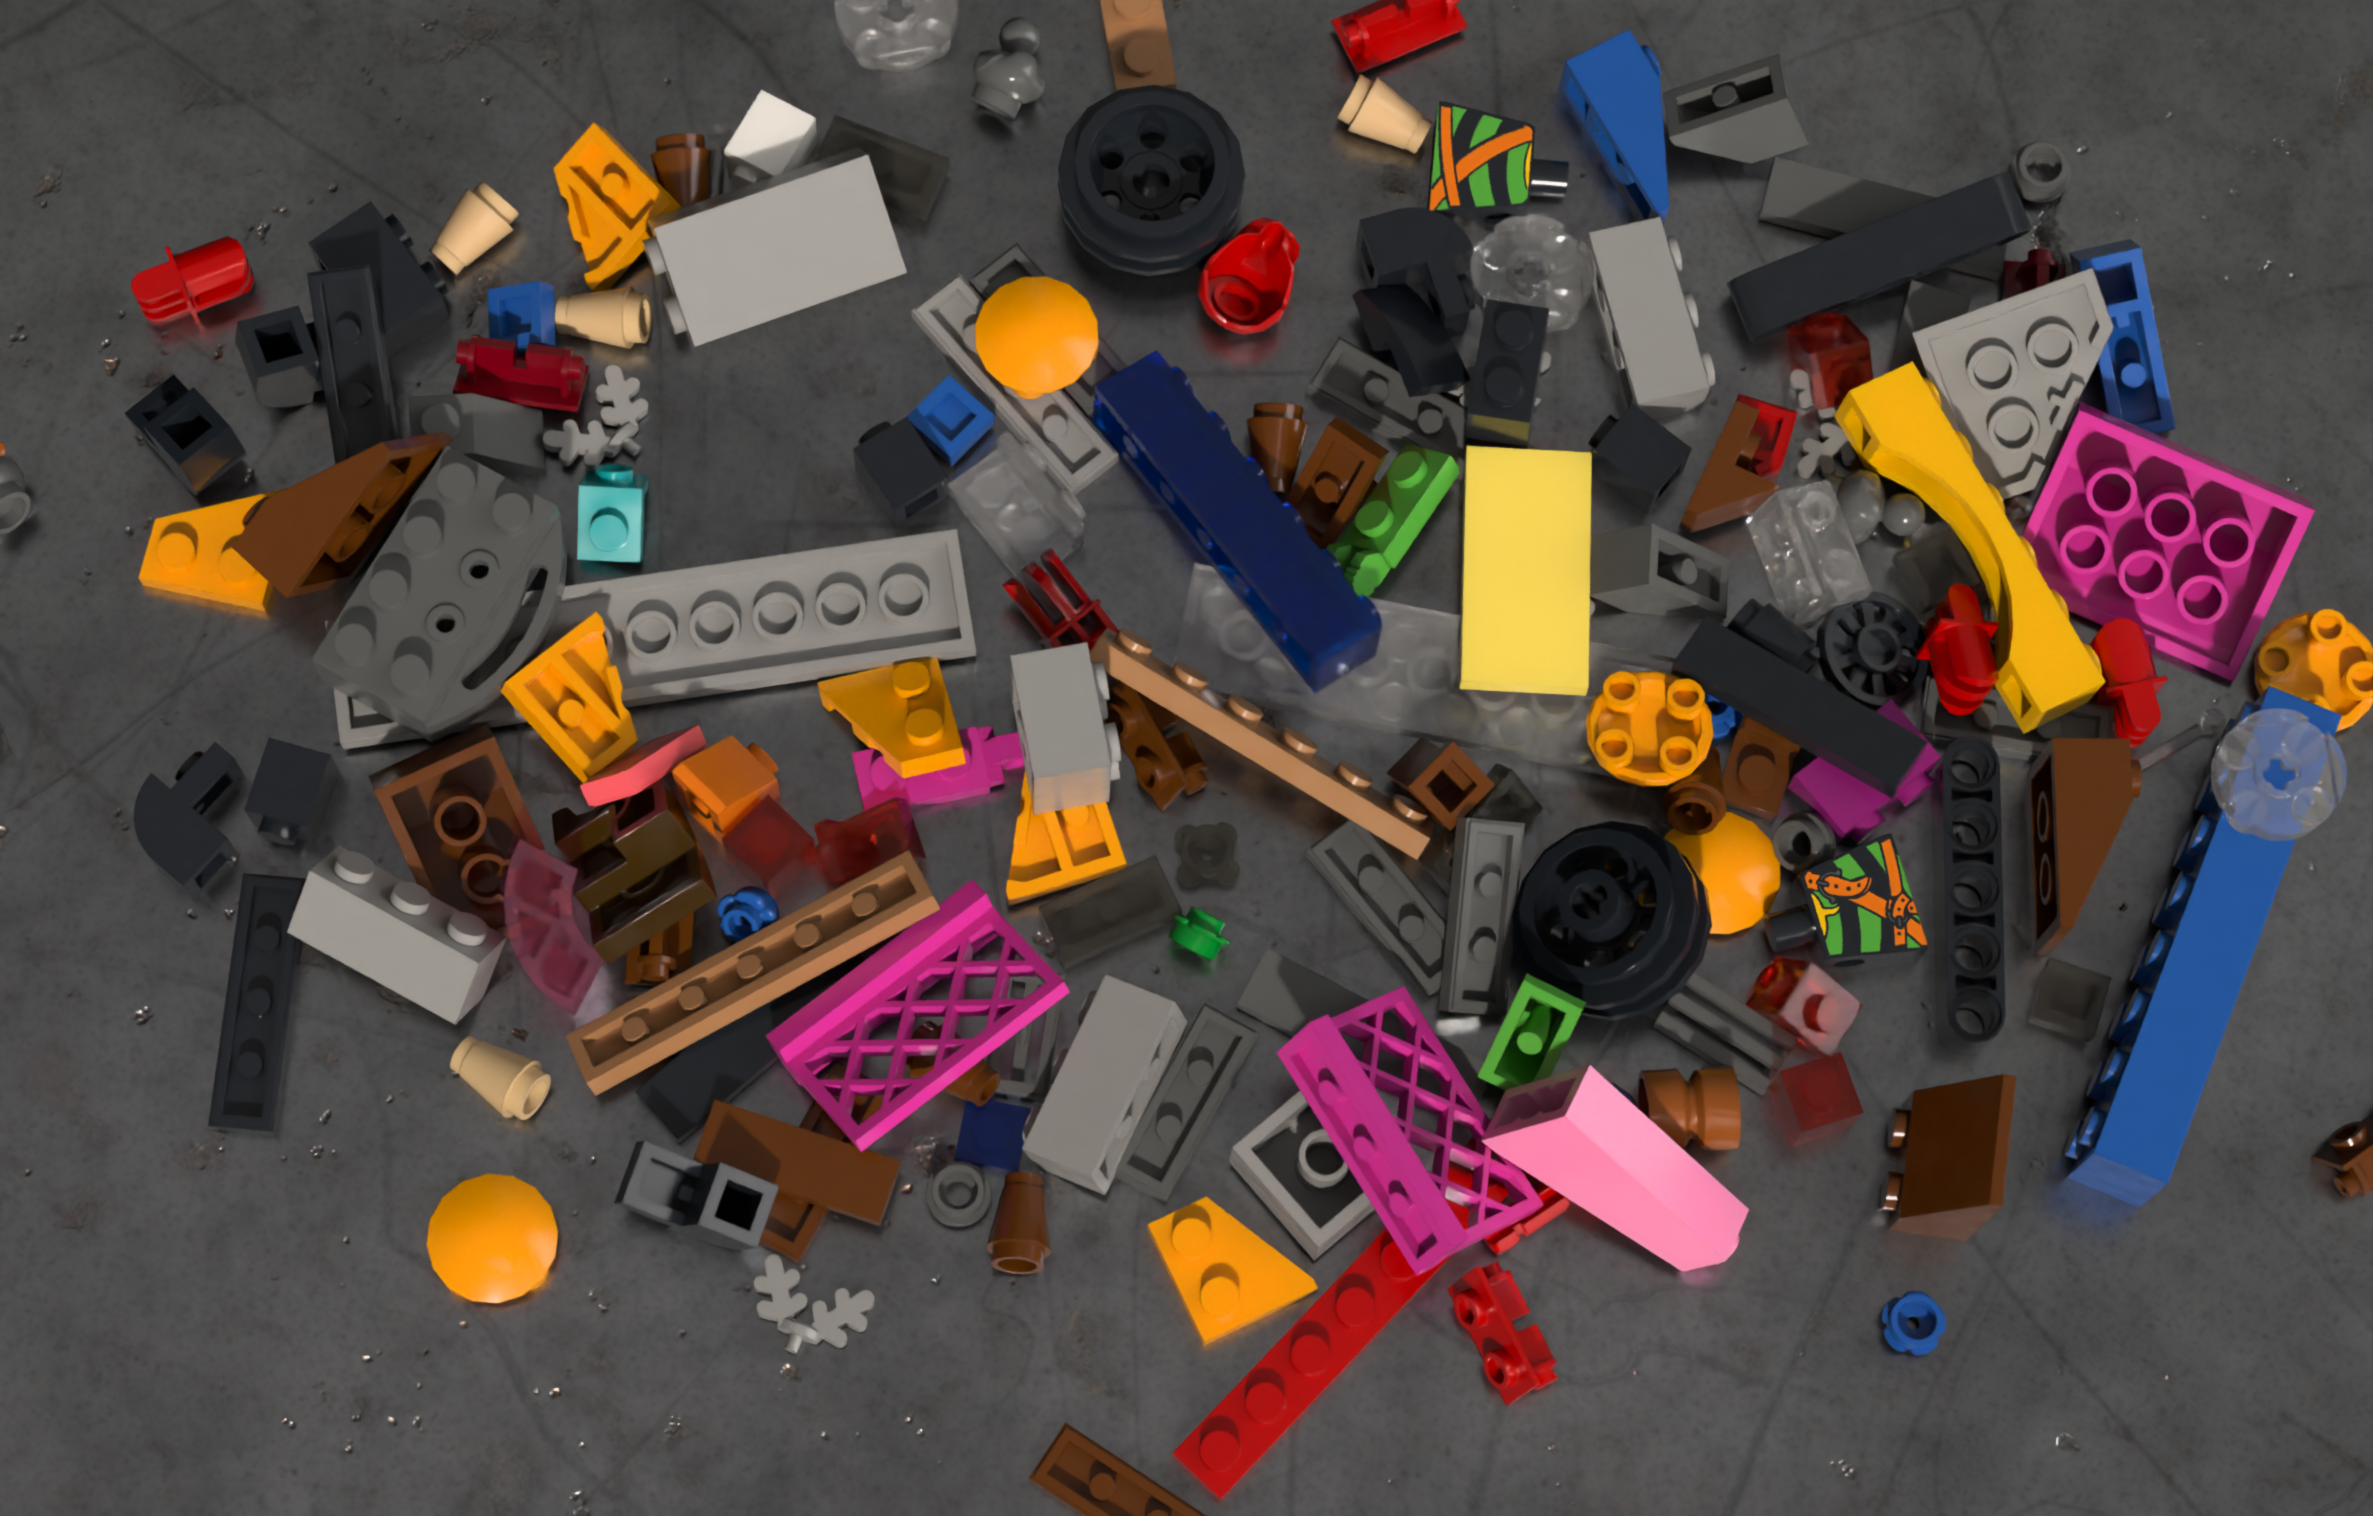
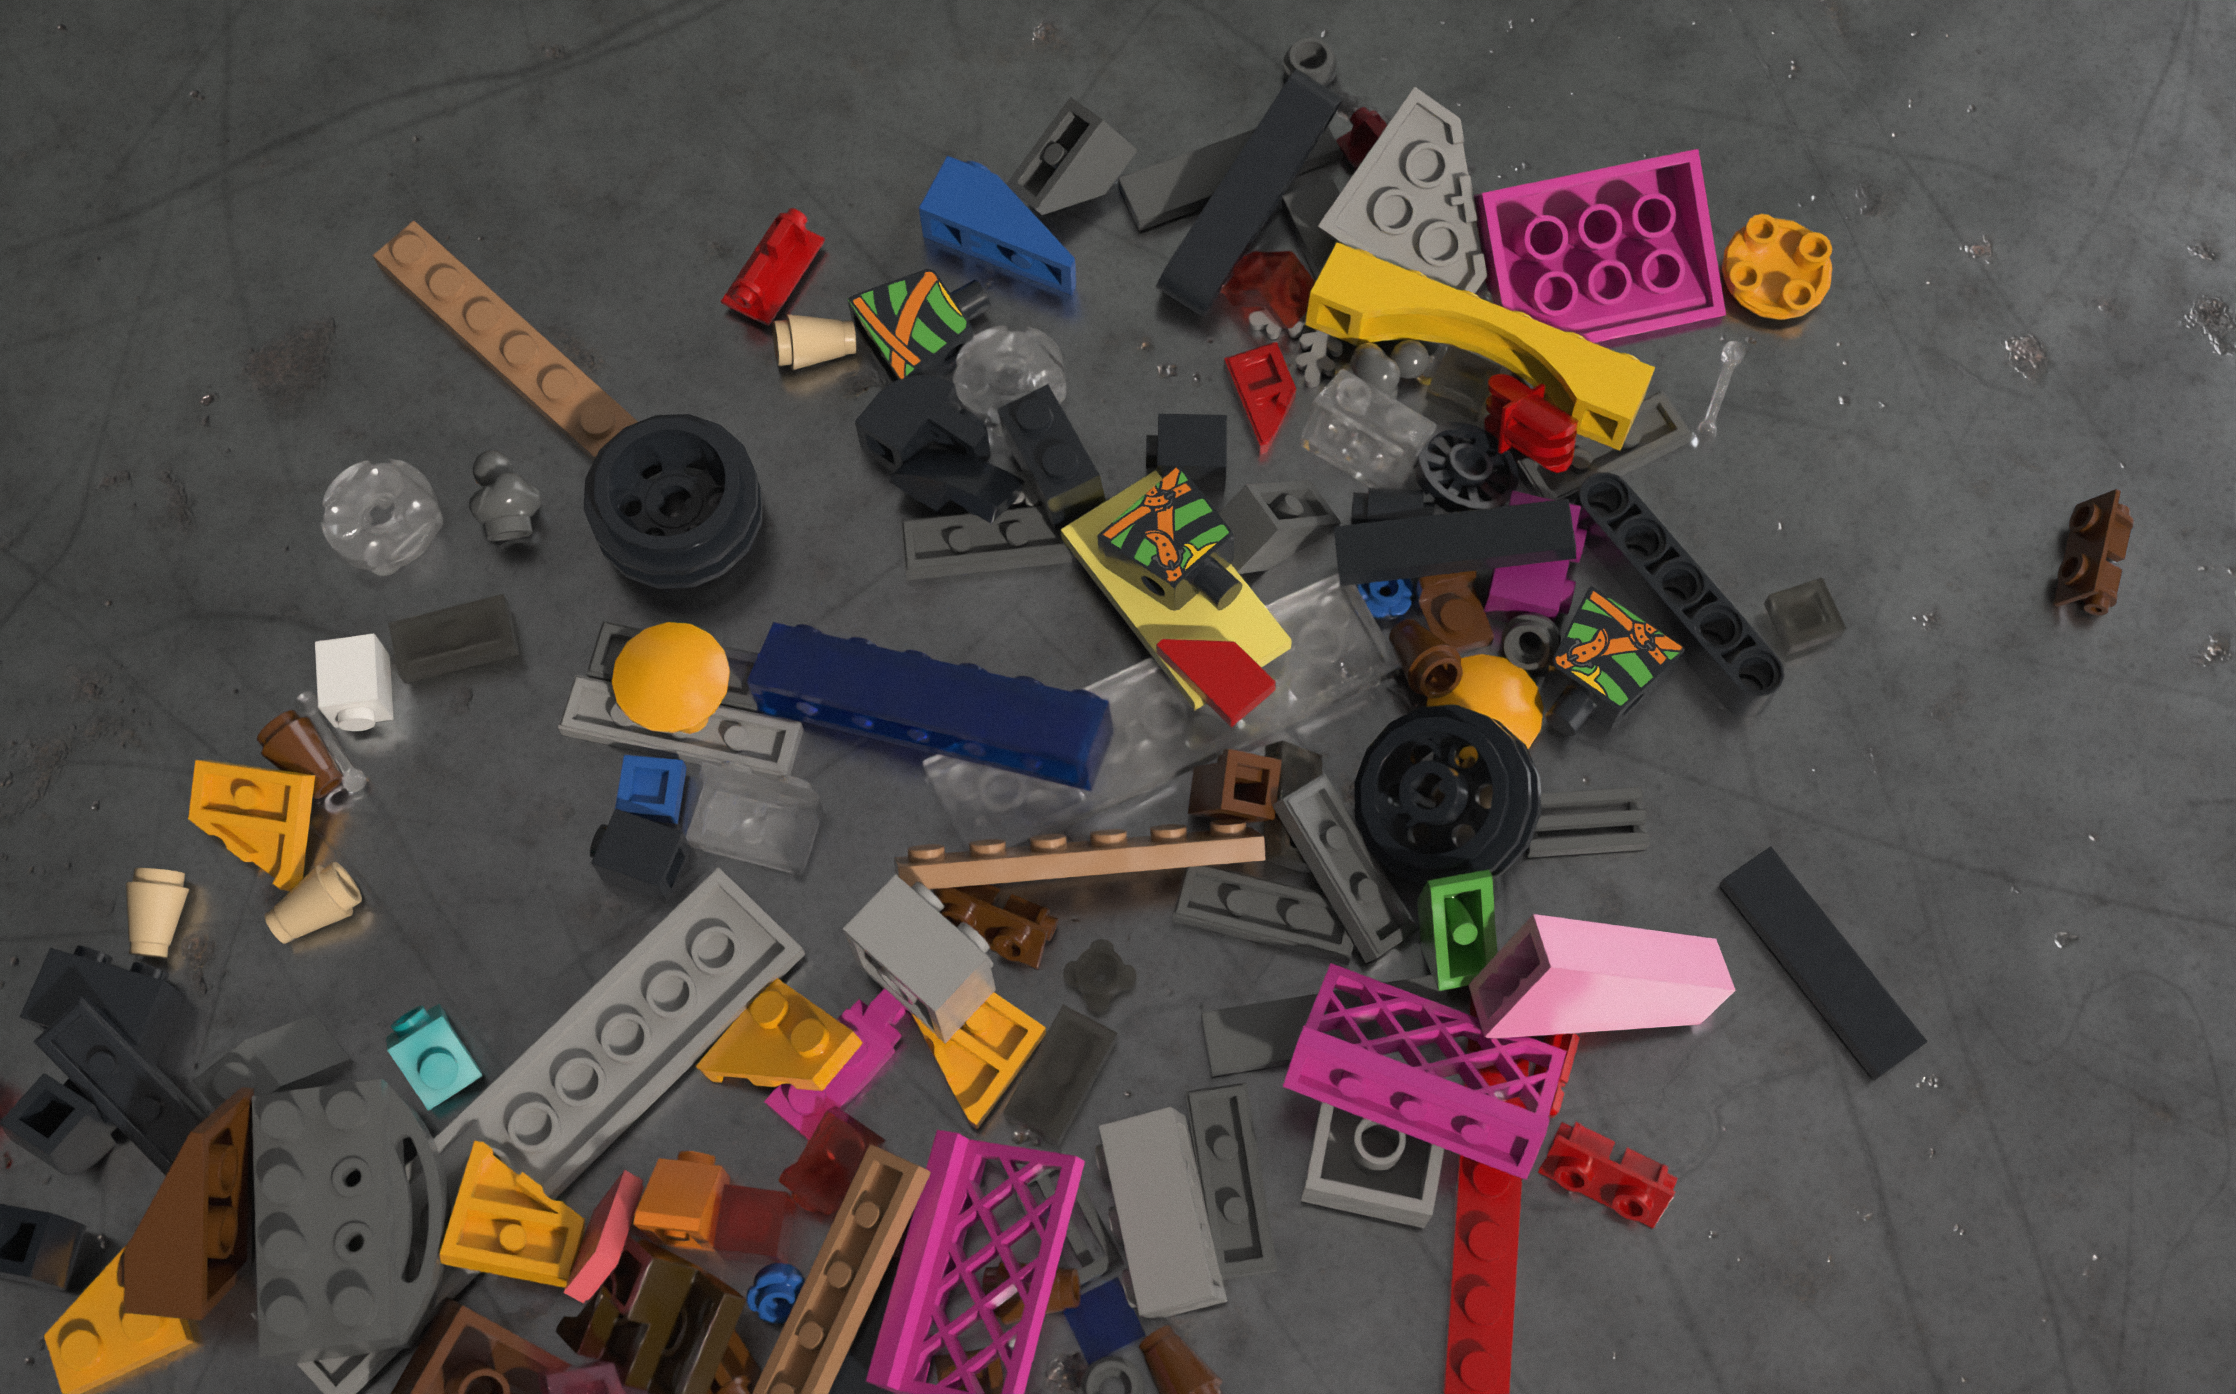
camera: 30 degrees left, 5 degrees down
(523, 314) = (244, 952): blue plate -> none
(543, 378) = (297, 987): dark red hinge -> none
(595, 444) = (377, 1009): light grey animal -> none
(774, 247) = (412, 754): light grey brick -> none
(1055, 603) = (840, 867): red arm -> none
(1199, 932) = (1142, 1039): green plate -> none
(1224, 1269) = (1362, 1289): light orange wing -> none
(1250, 277) = (803, 522): red hair -> none
(1277, 442) = (914, 625): reddish brown cone -> none
(1336, 481) = (983, 620): reddish brown slope -> none
(1393, 516) = (1045, 617): bright green hinge -> none
(1499, 673) = (1219, 675): none -> red tile
(1546, 531) = (1172, 546): none -> torso
(1649, 319) = (1120, 350): light grey brick -> none
(1649, 727) = (1358, 636): light orange dish -> none
(1695, 1109) = (1618, 891): dark orange wheel -> none
(1724, 487) = (1269, 423): reddish brown slope -> none
(1805, 1003) = (1624, 757): clear red bracket -> none
(1815, 1099) = (1693, 820): clear red brick -> none
(1833, 1301) = (1823, 963): none -> black tile
(1923, 1308) = (1901, 921): blue plate -> none
(1950, 1157) = (1834, 785): reddish brown slope -> none
(2075, 811) = (1714, 489): reddish brown slope -> none
(2129, 679) = (1675, 370): red arm -> none
(2132, 362) = (1490, 151): blue slope -> none
(2184, 991) = (1873, 511): blue brick -> none
(2257, 806) = (1829, 369): clear plate -> none

